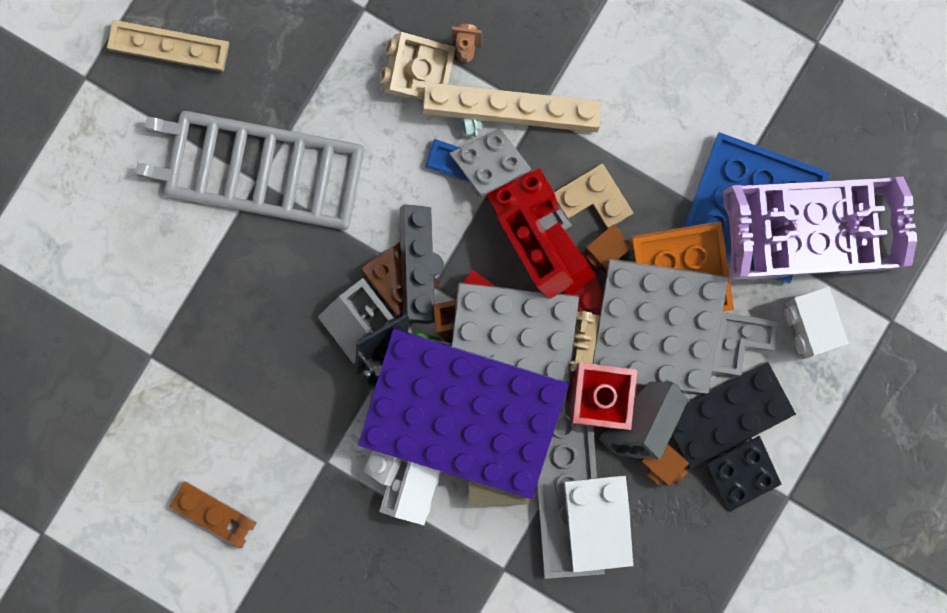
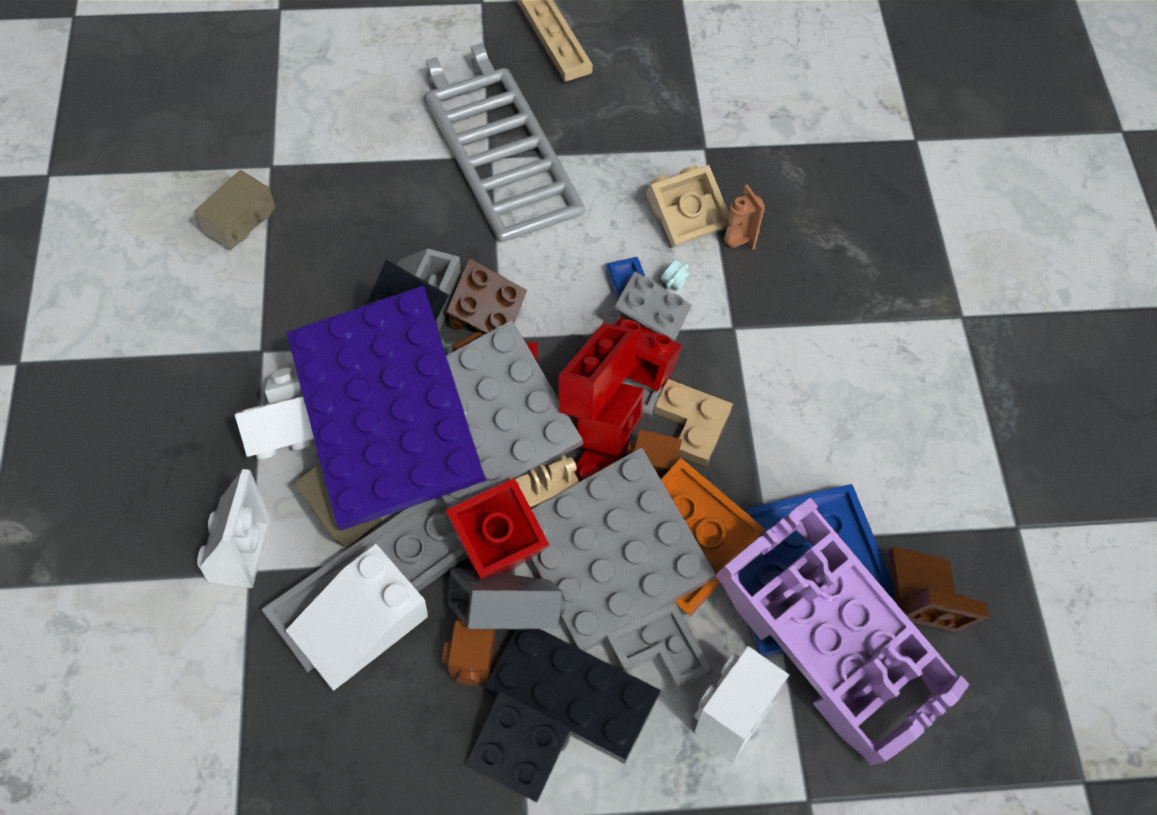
camera: 50 degrees right, 25 degrees down
(191, 411) = (235, 209): none -> dark tan brick
(212, 514) = (147, 286): dark orange plate -> none
(418, 263) = (509, 303): hinge -> none
(483, 569) = (236, 535): none -> white slope
(511, 107) = (719, 295): tan plate -> none
(824, 145) = (927, 592): none -> reddish brown bracket

